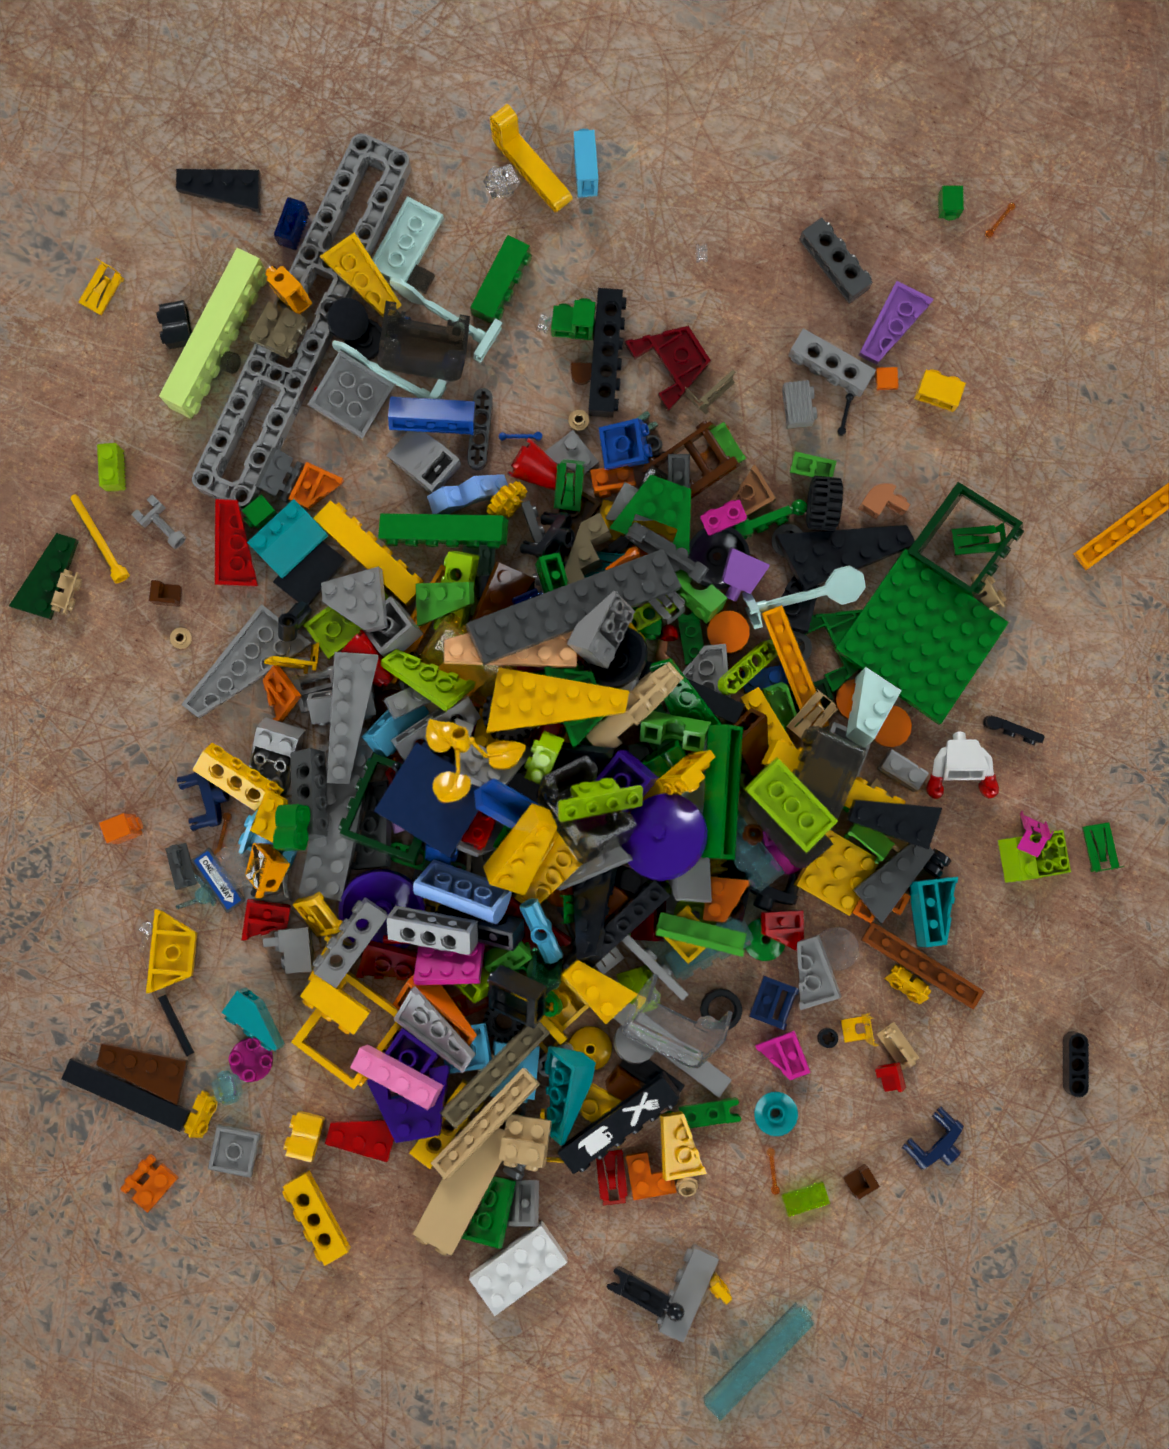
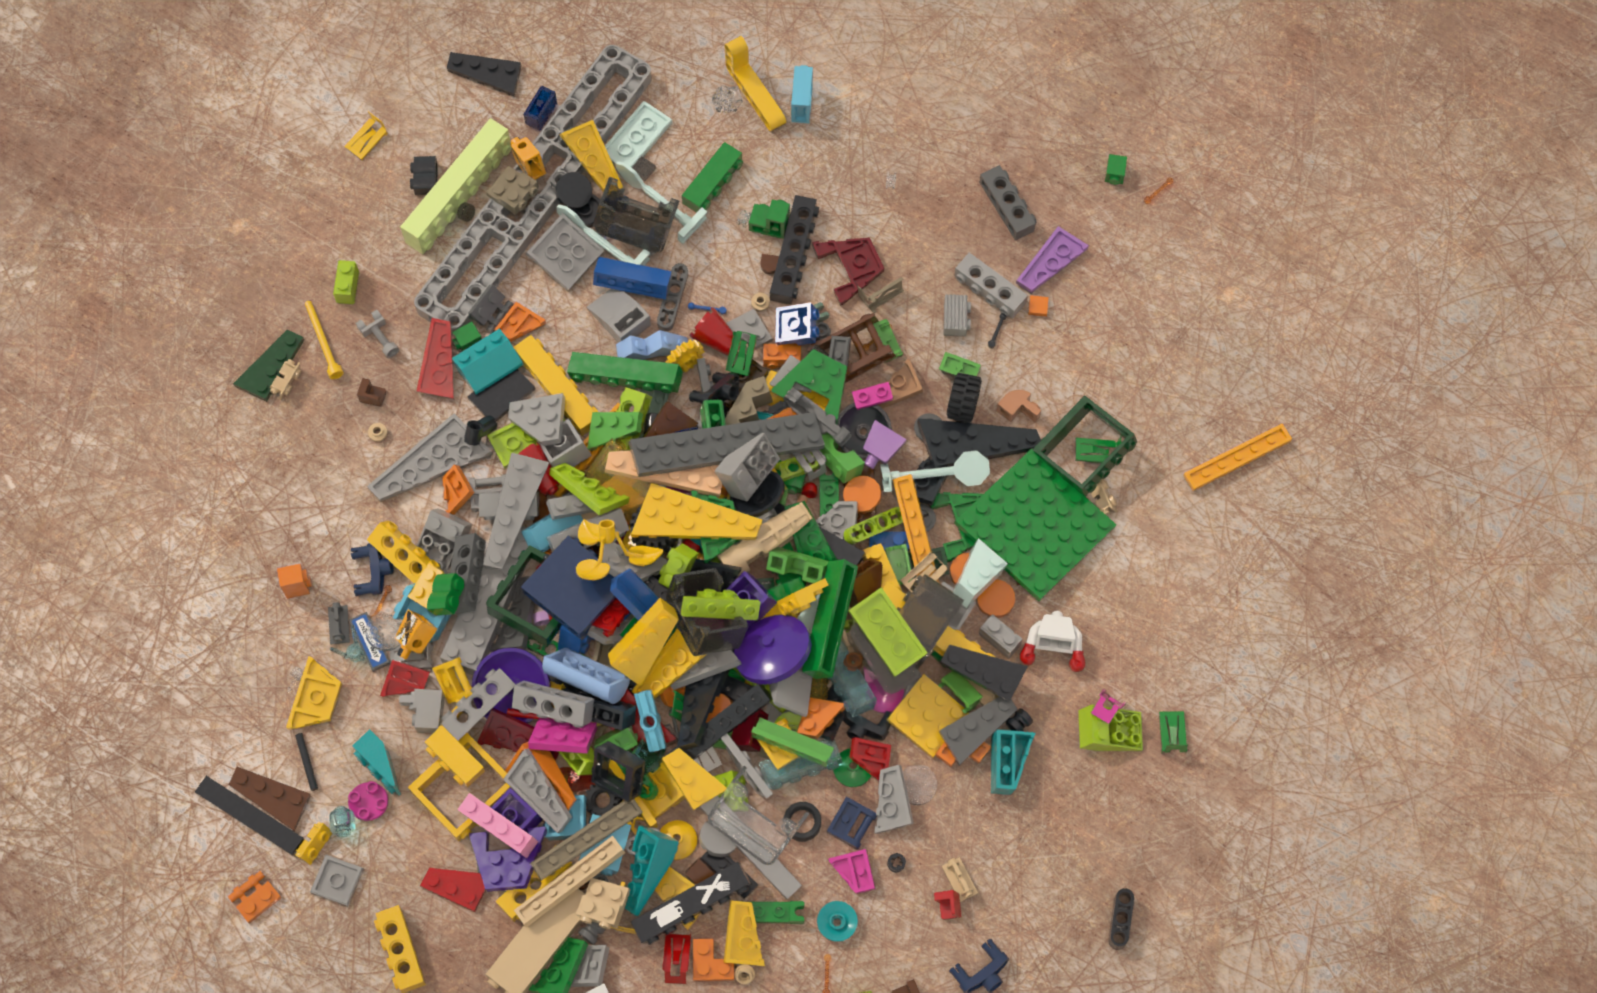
camera: 10 degrees right, 15 degrees down
(296, 663) = (473, 466): yellow piece -> none
(304, 1136) = (403, 875): yellow brick -> none
(778, 516) = (908, 408): green plate -> none
(849, 1031) = (917, 859): yellow piece -> none
(916, 990) = (971, 820): yellow hinge -> none
(922, 965) = (993, 810): dark orange plate -> none
(940, 390) = (1083, 321): yellow brick -> none
(1012, 729) = (1104, 615): black hinge -> none

